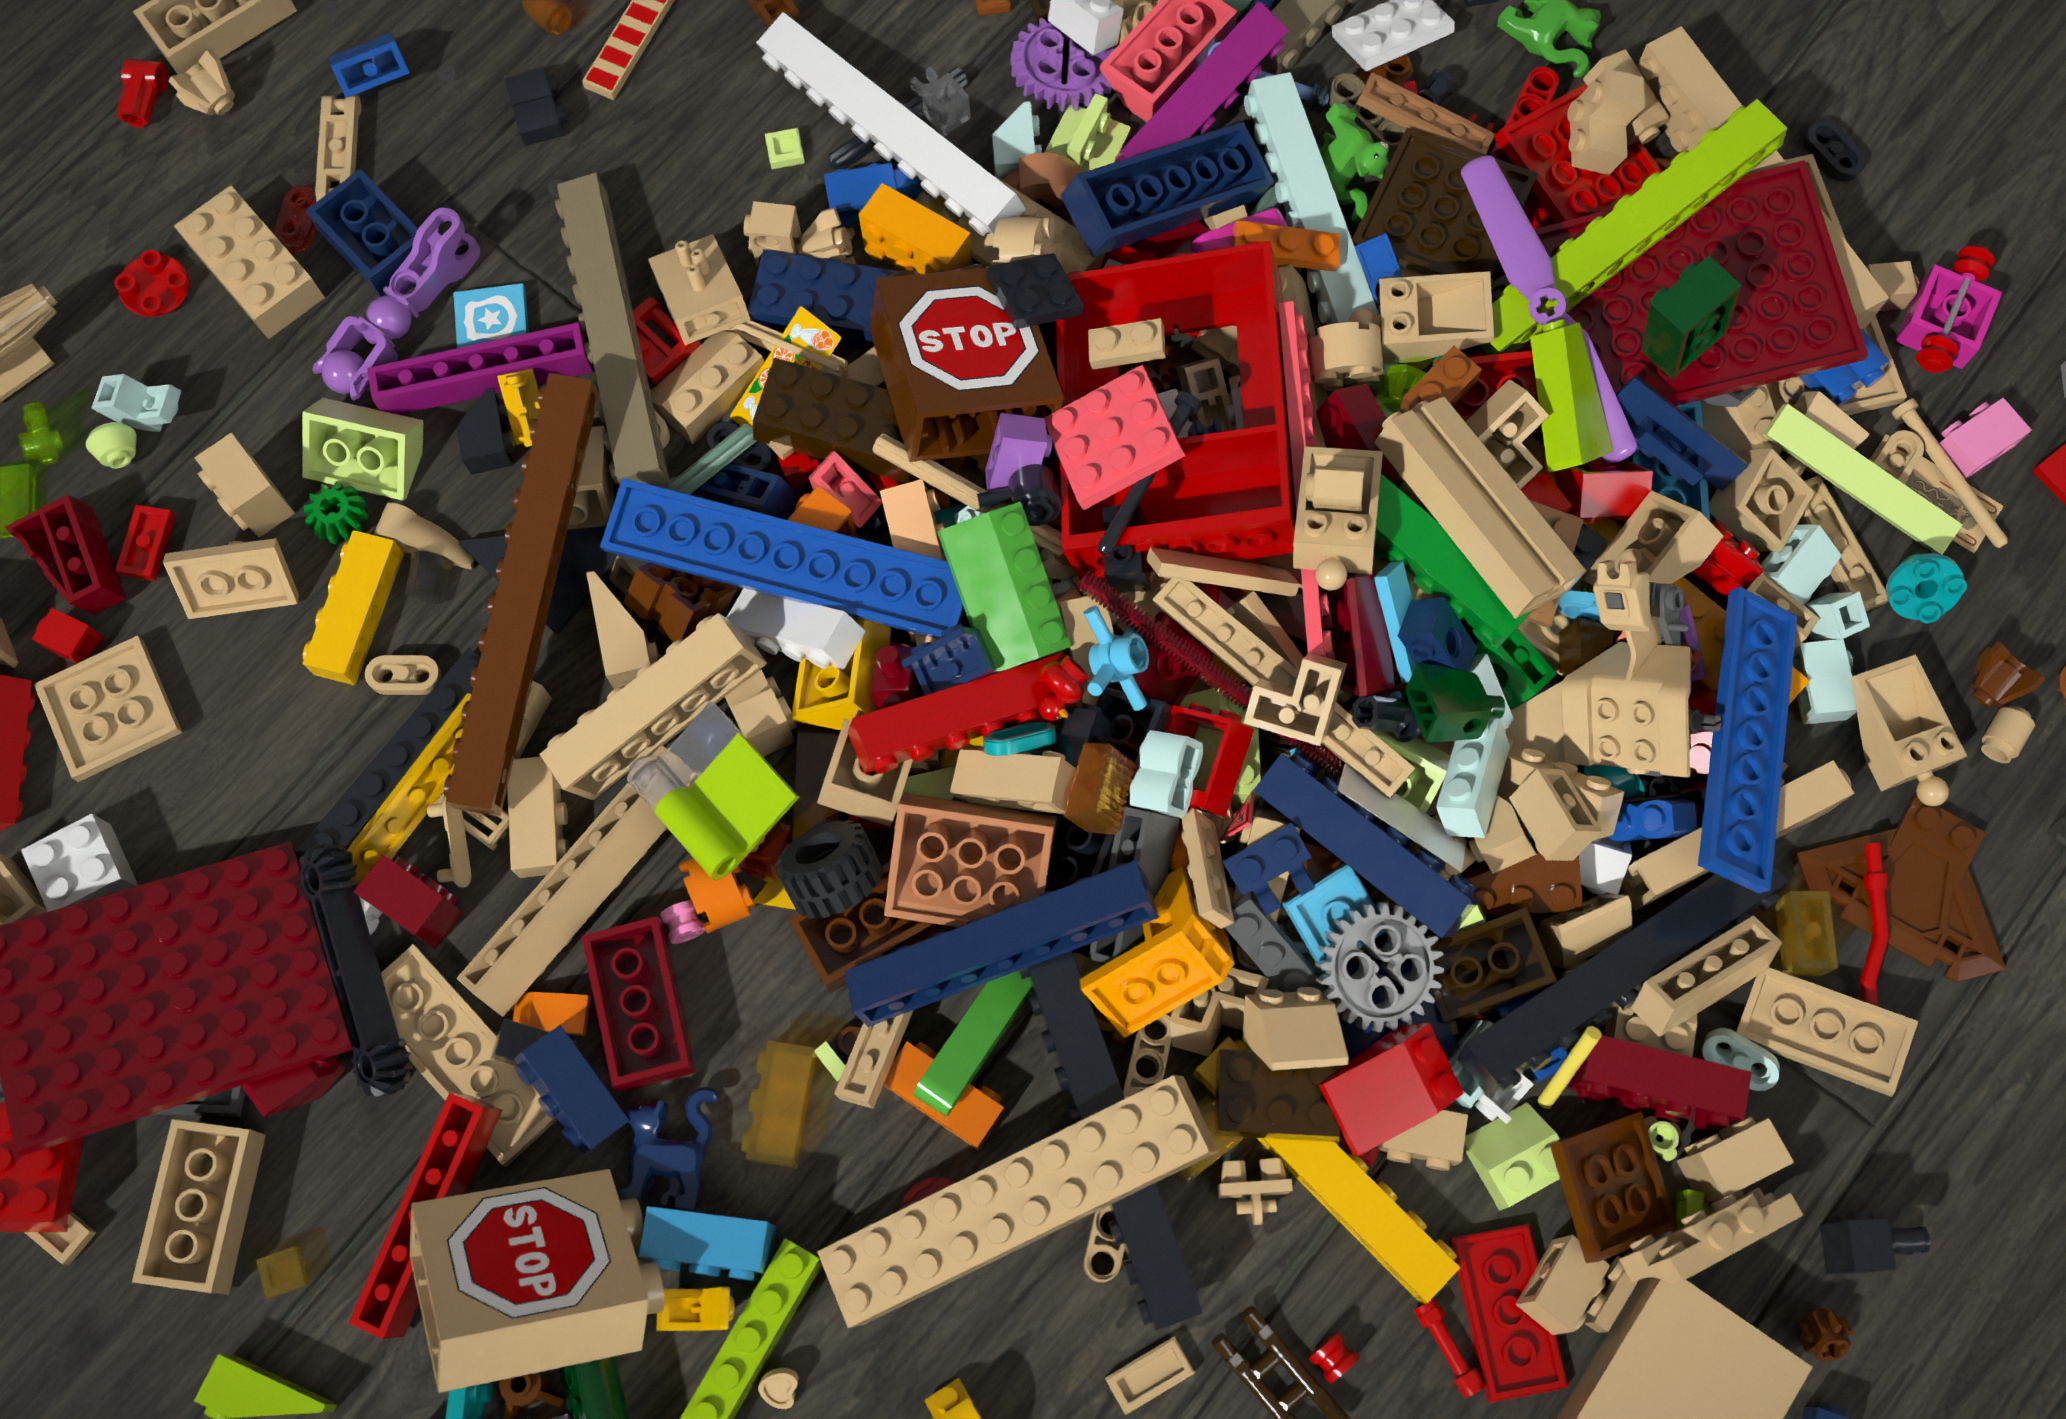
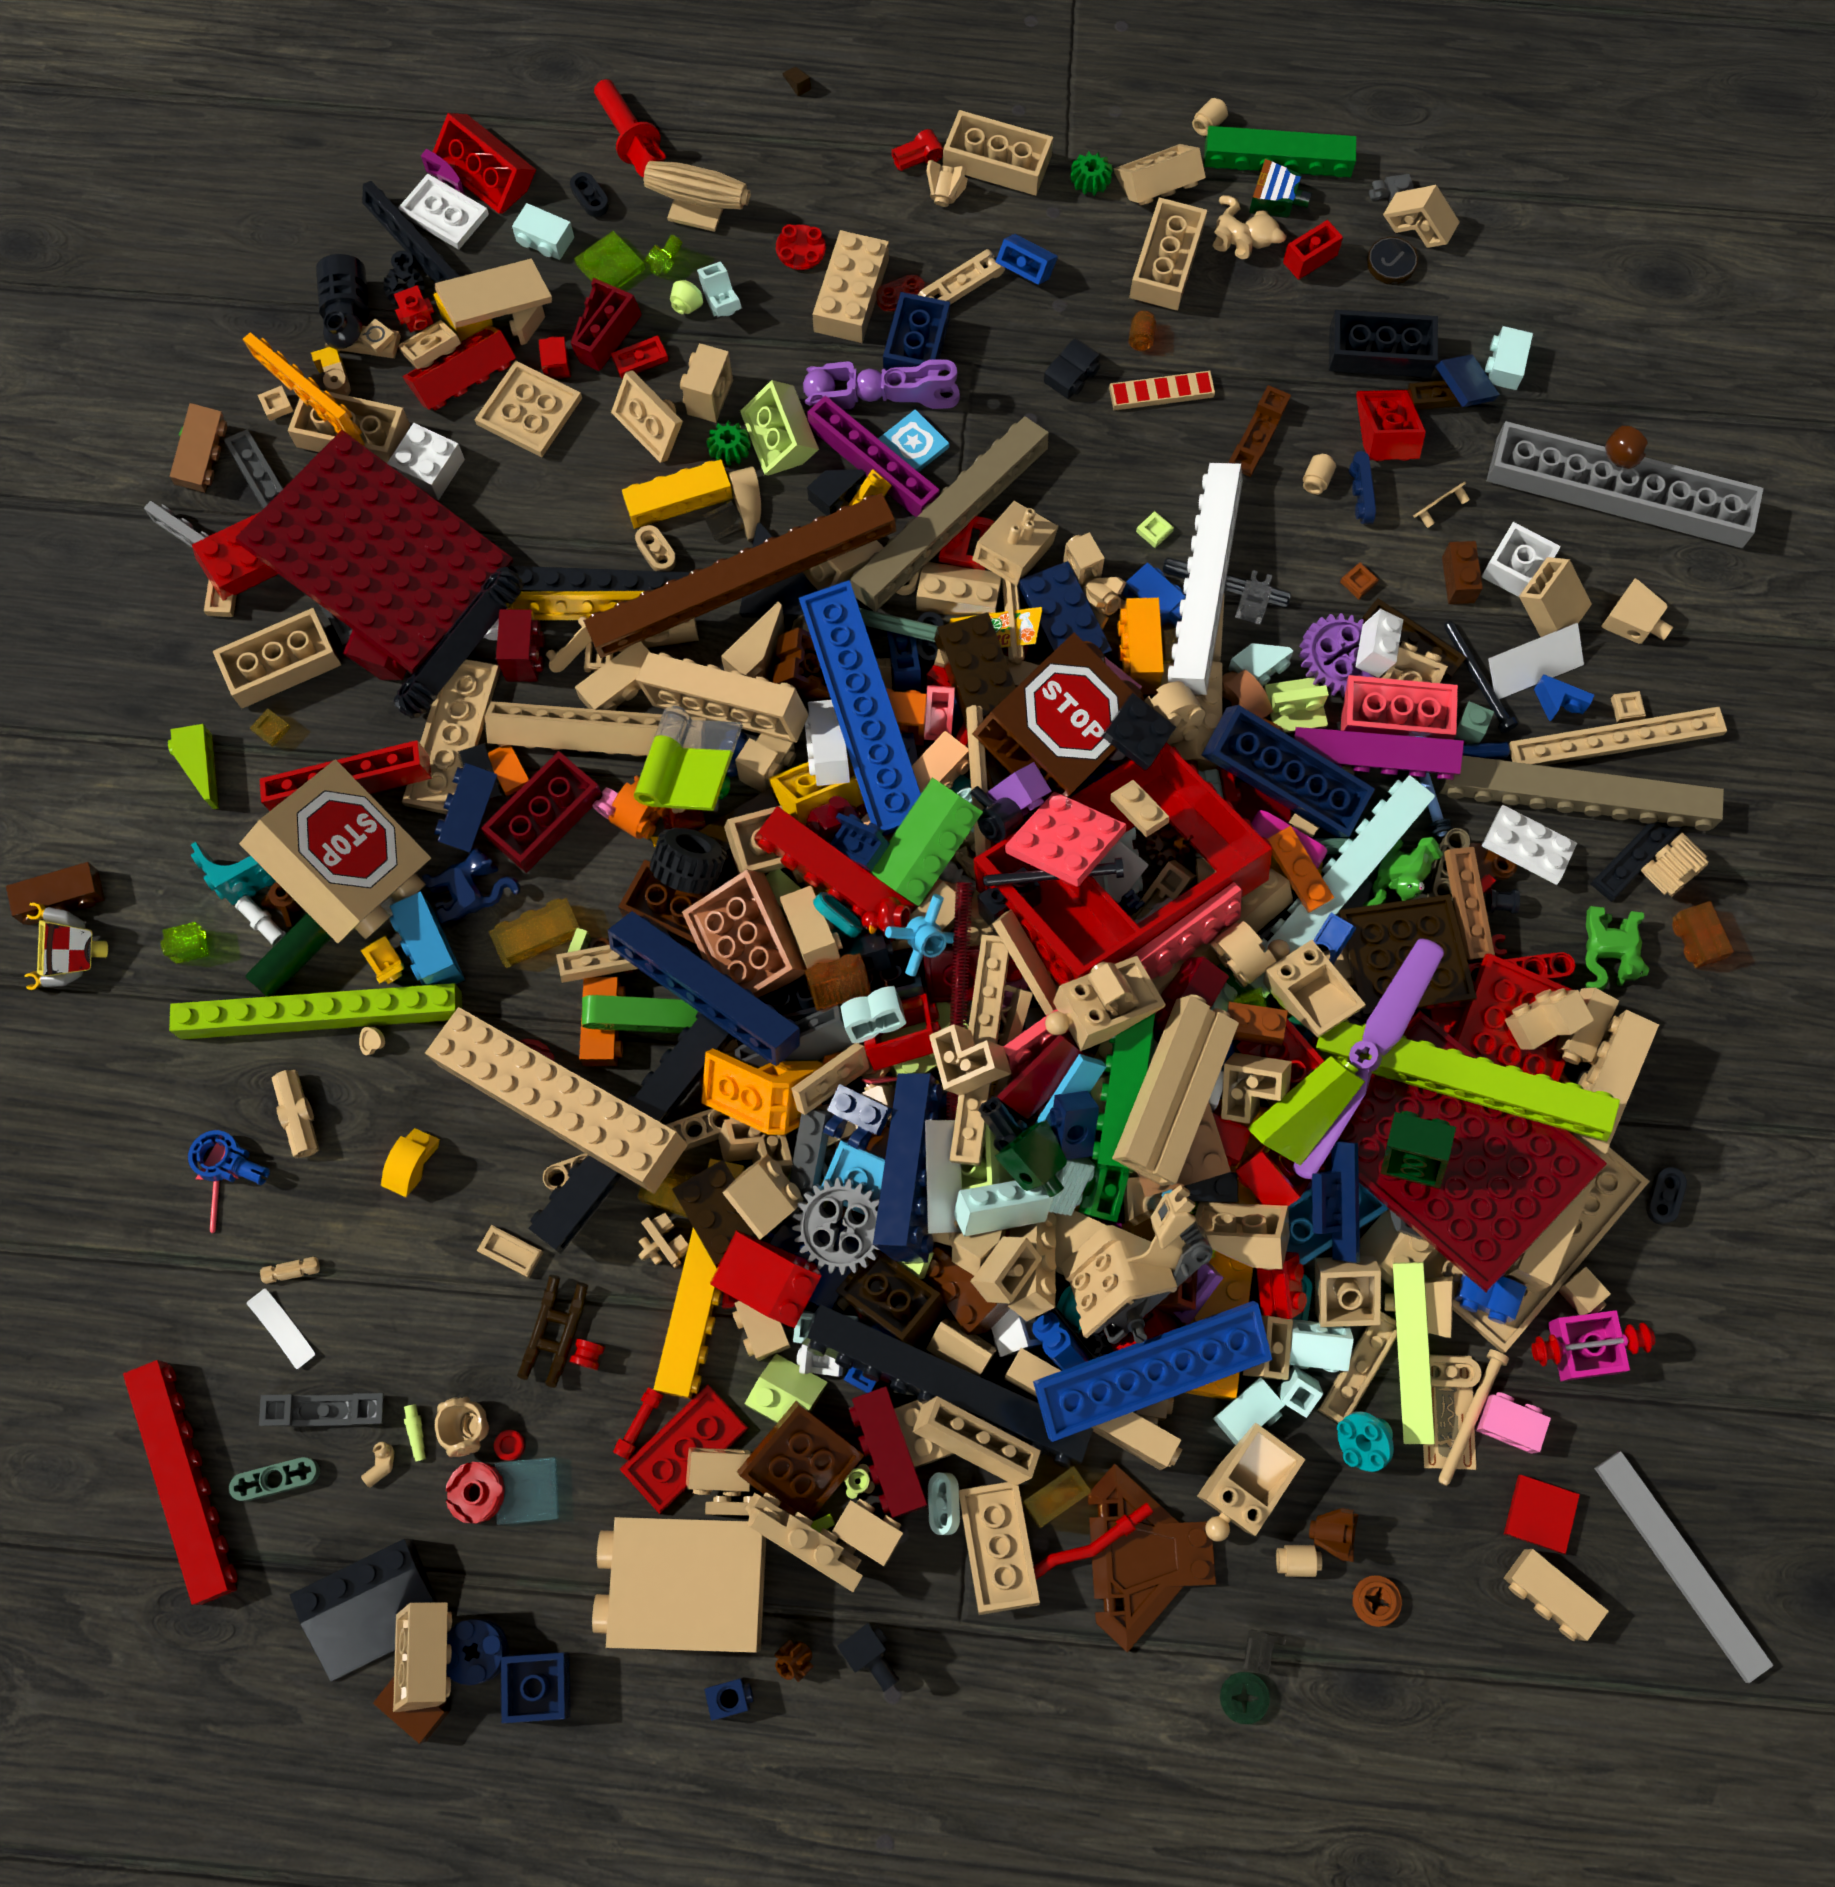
camera: 55 degrees right, 0 degrees up
(1569, 1067) = (858, 1388): light yellow bar -> none

